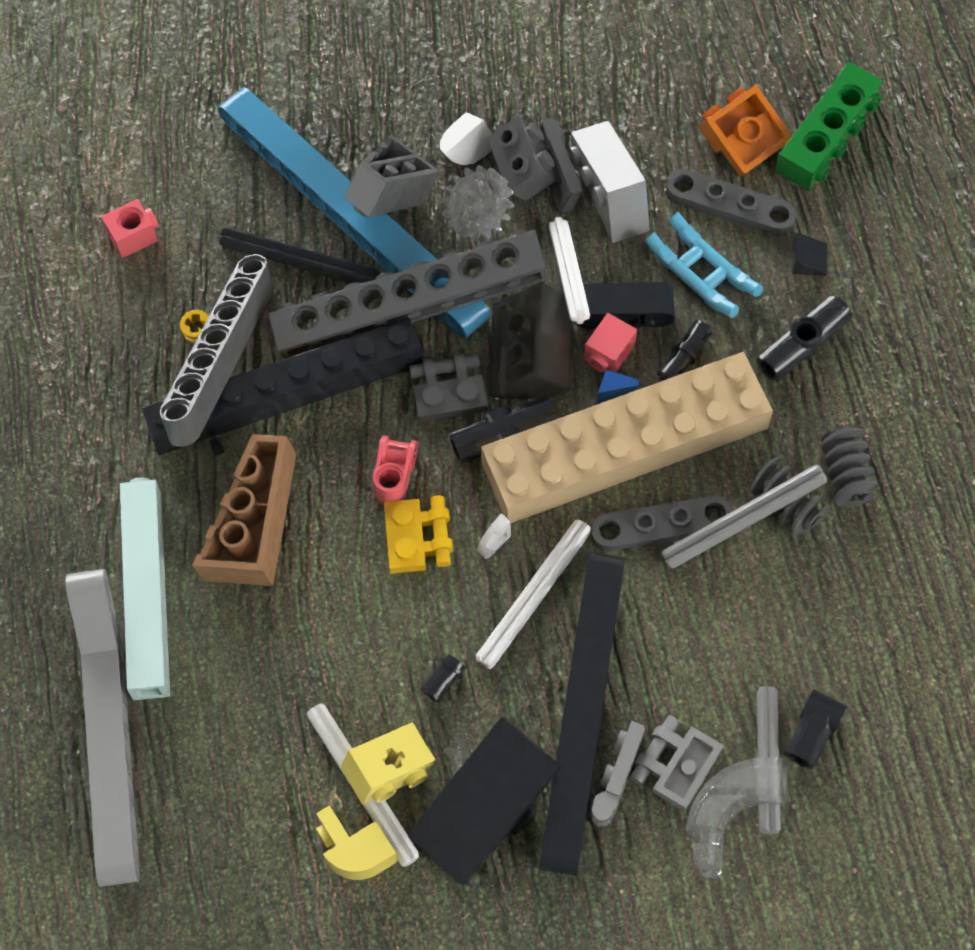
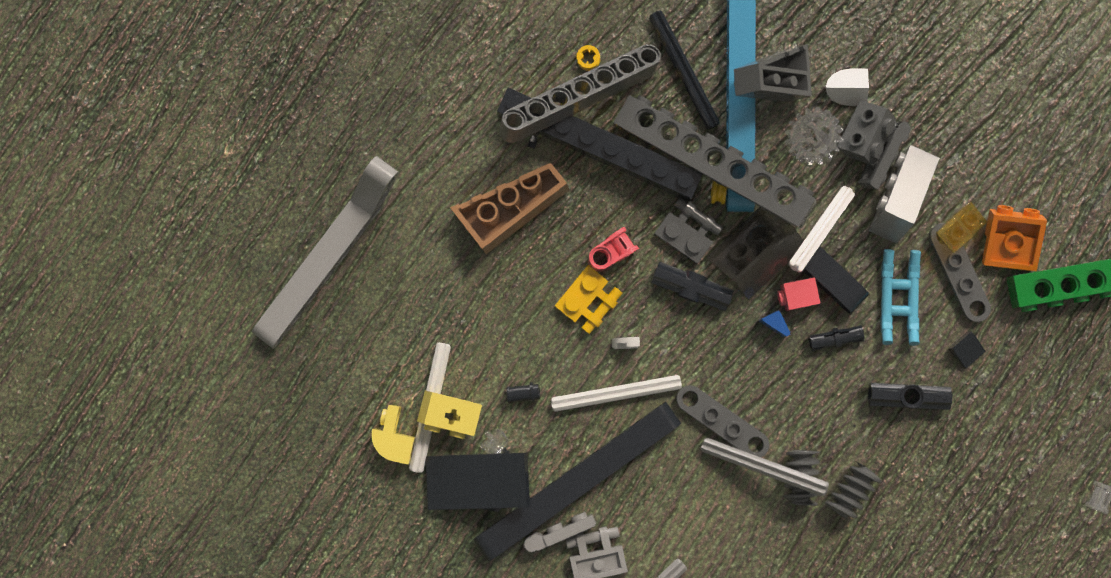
camera: 45 degrees right, 20 degrees up
(144, 590) = (418, 190): light aqua brick -> none
(441, 328) = (718, 193): none -> yellow bush
(626, 437) = (752, 357): tan brick -> none
(690, 159) = (961, 227): none -> clear yellow slope

